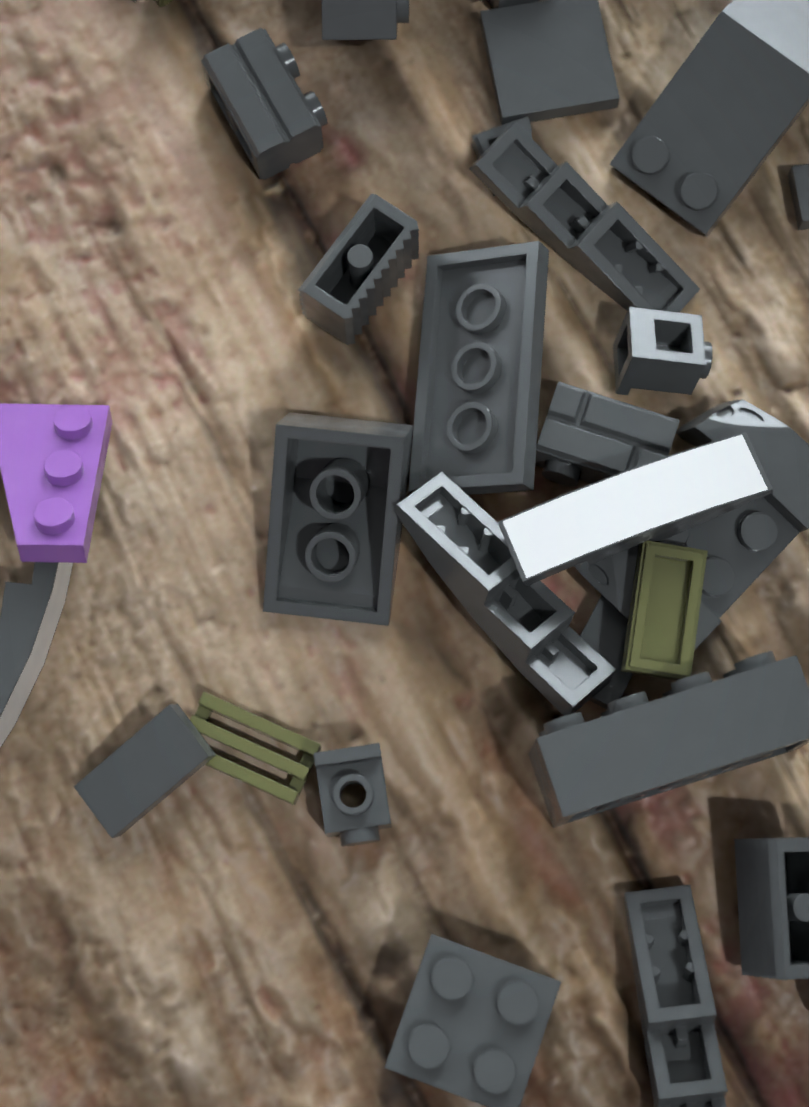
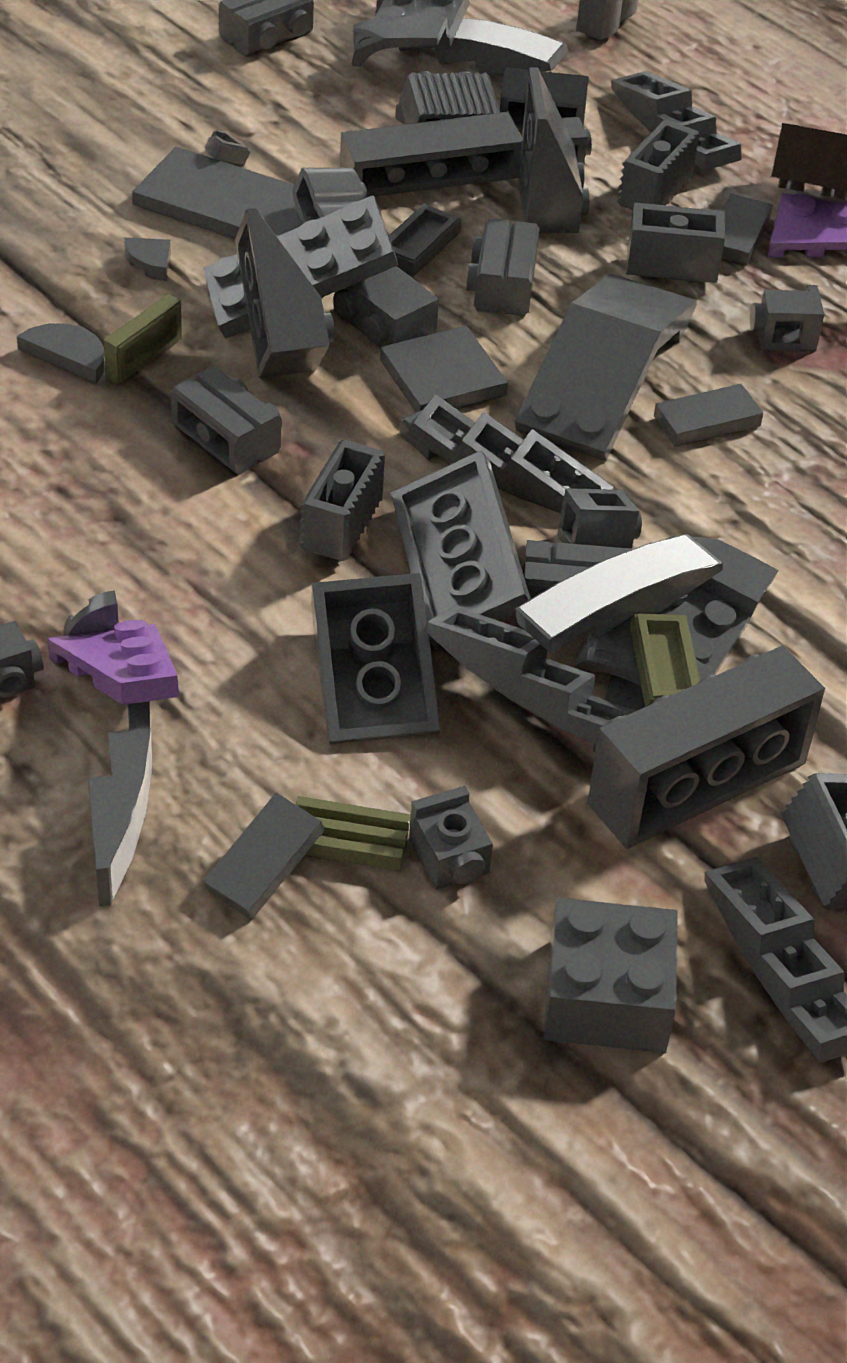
camera: 20 degrees left, 30 degrees down
(47, 387) = (97, 616): none -> dark grey tile

